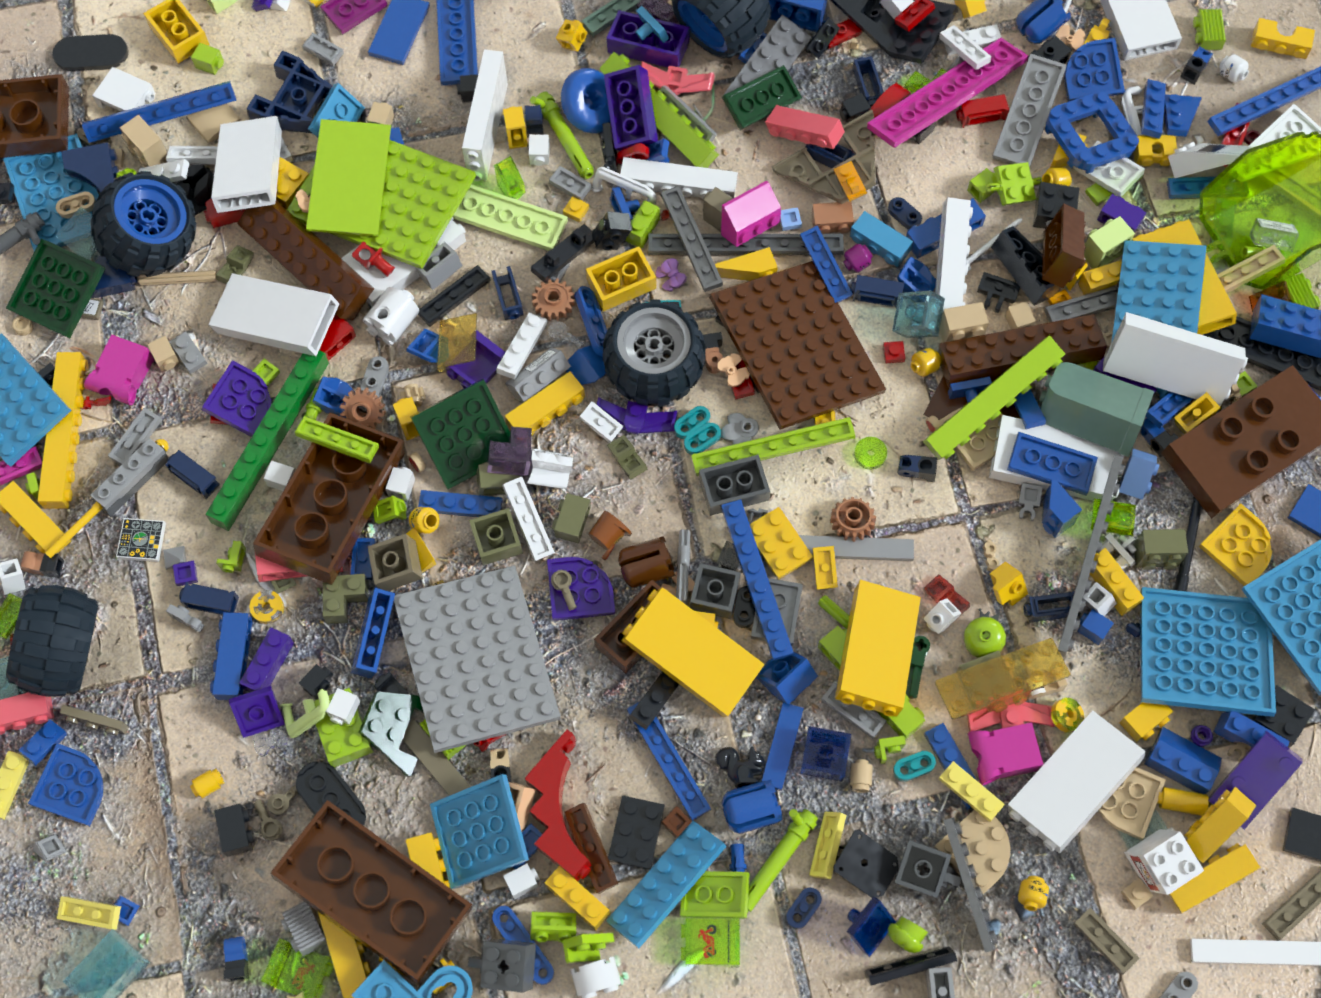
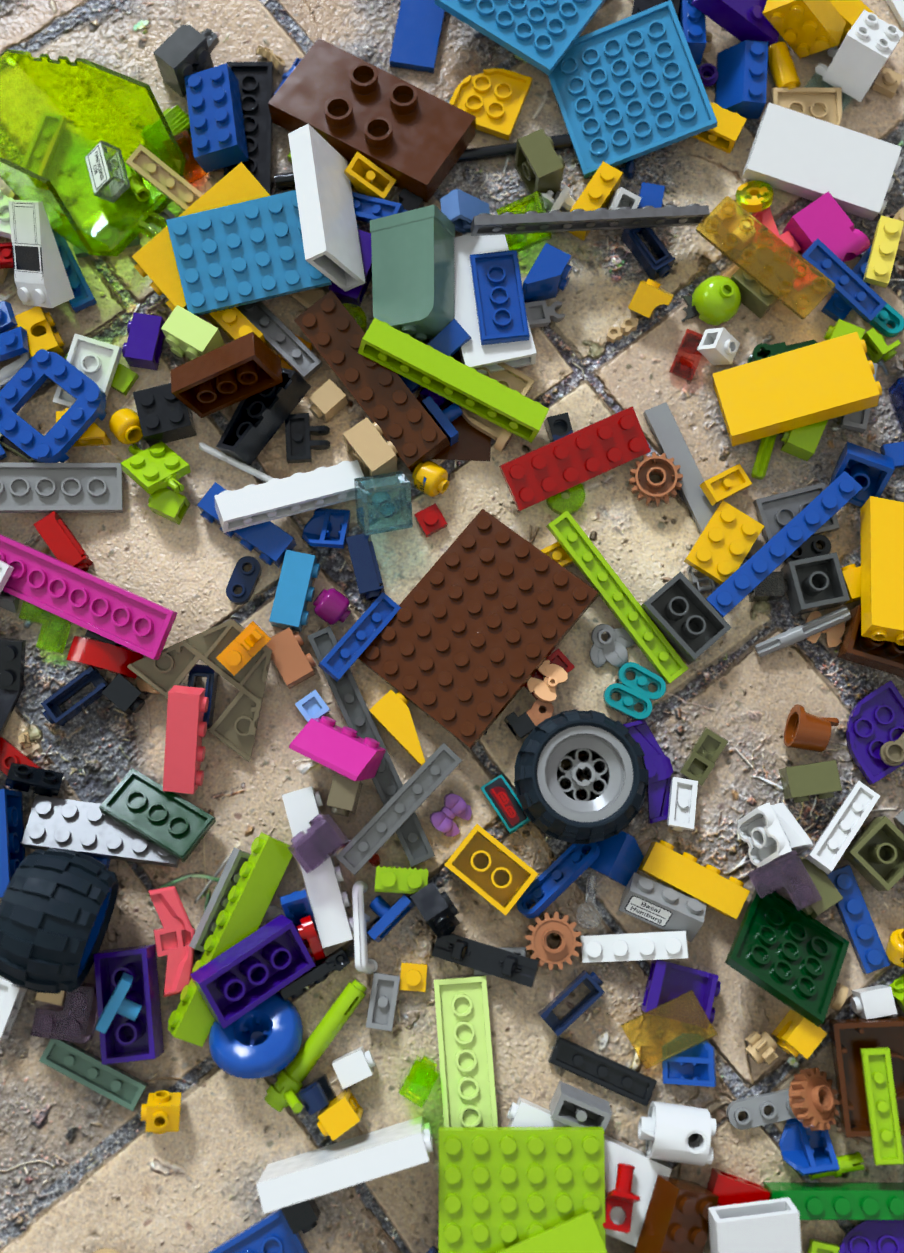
camera: 120 degrees left, 10 degrees up
(646, 562) = (823, 671): reddish brown cylinder -> none
(693, 176) = (319, 843): none -> clear purple brick
(895, 465) = (575, 458): none -> red plate
(956, 734) = (847, 283): none -> blue plate

